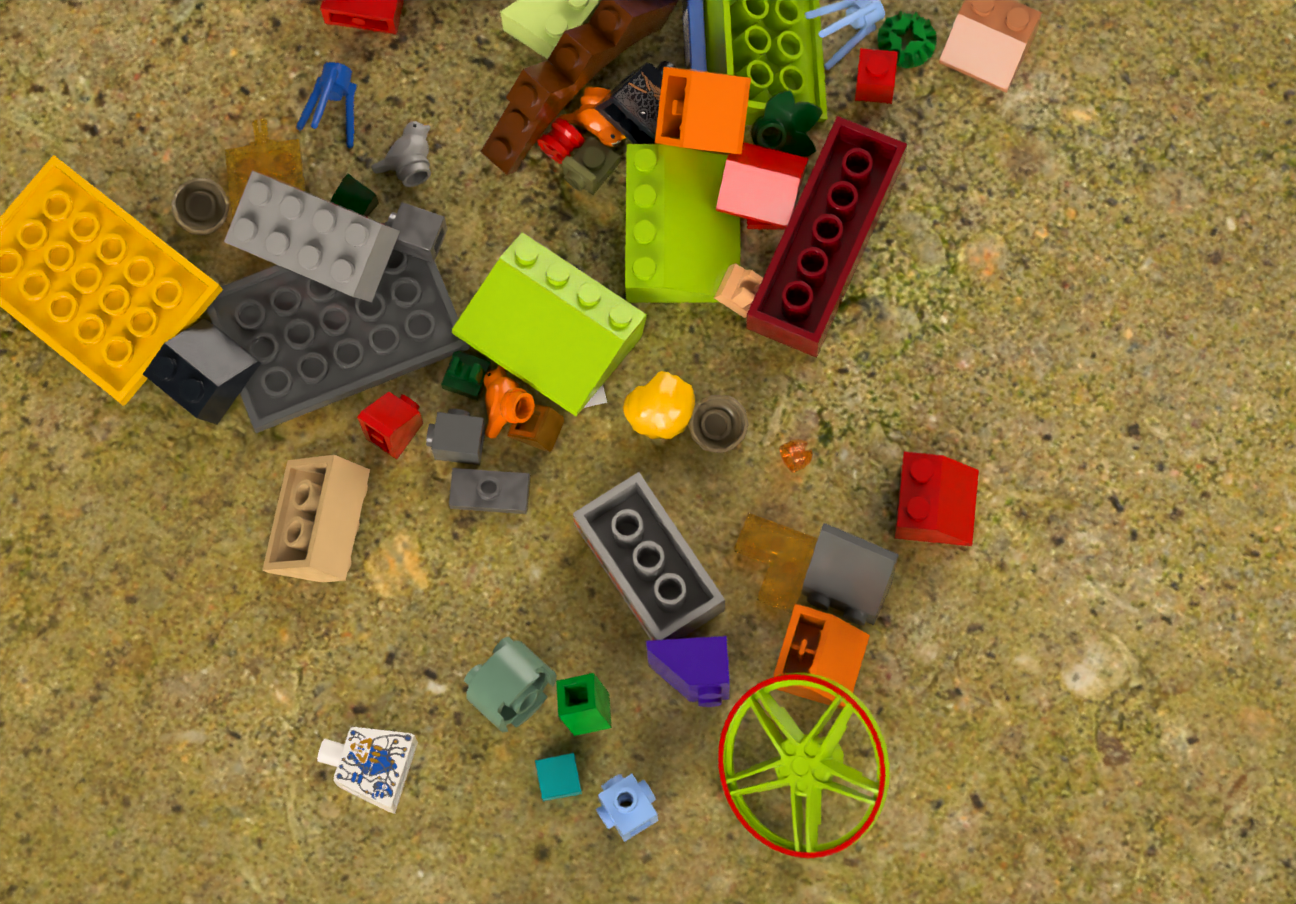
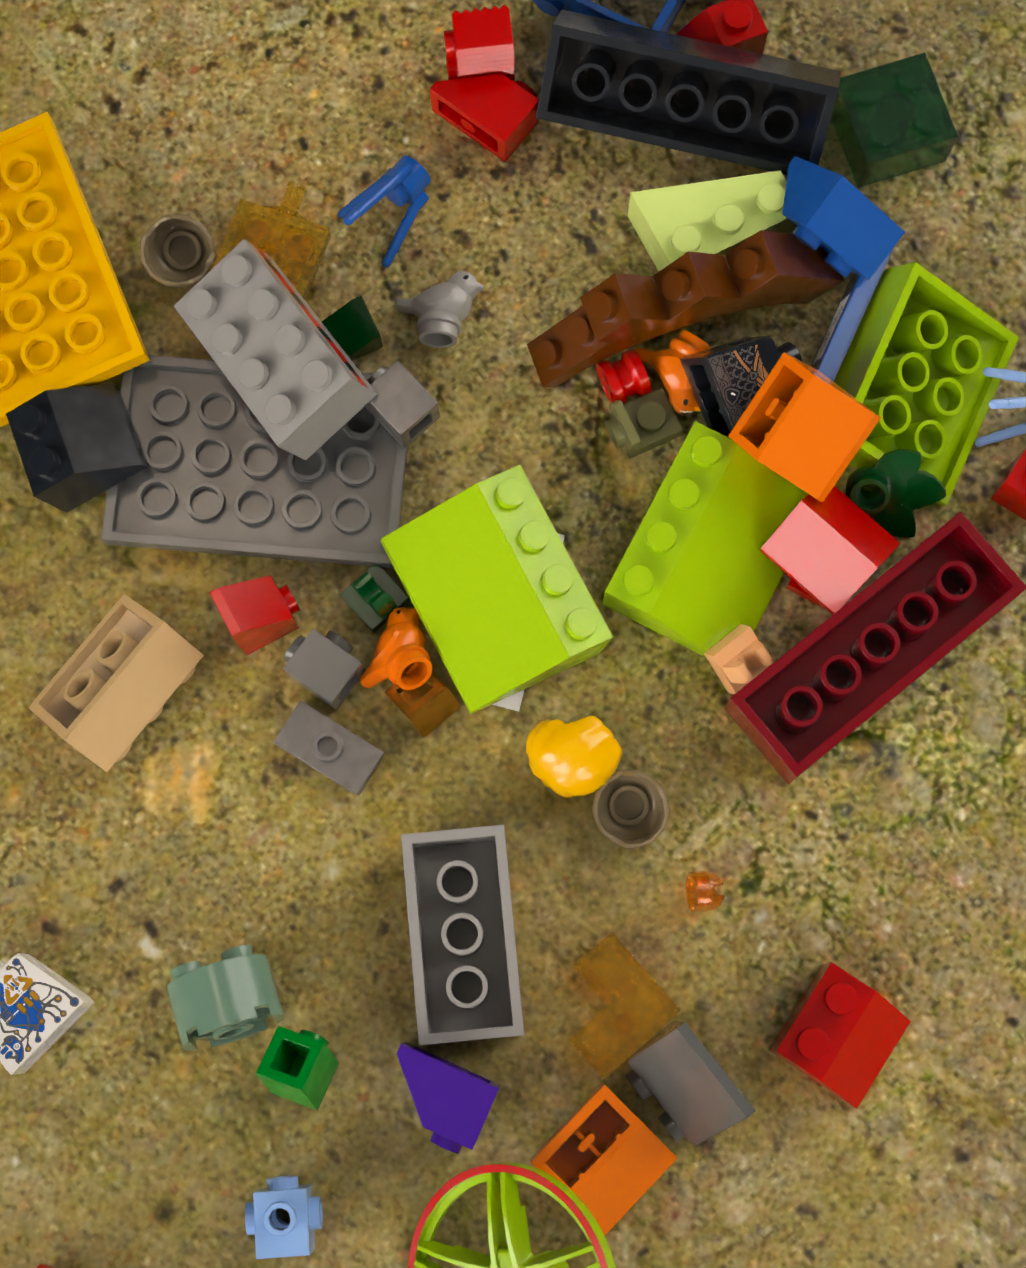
camera: 25 degrees right, 5 degrees up
(558, 777) = (228, 1133): teal tile -> none

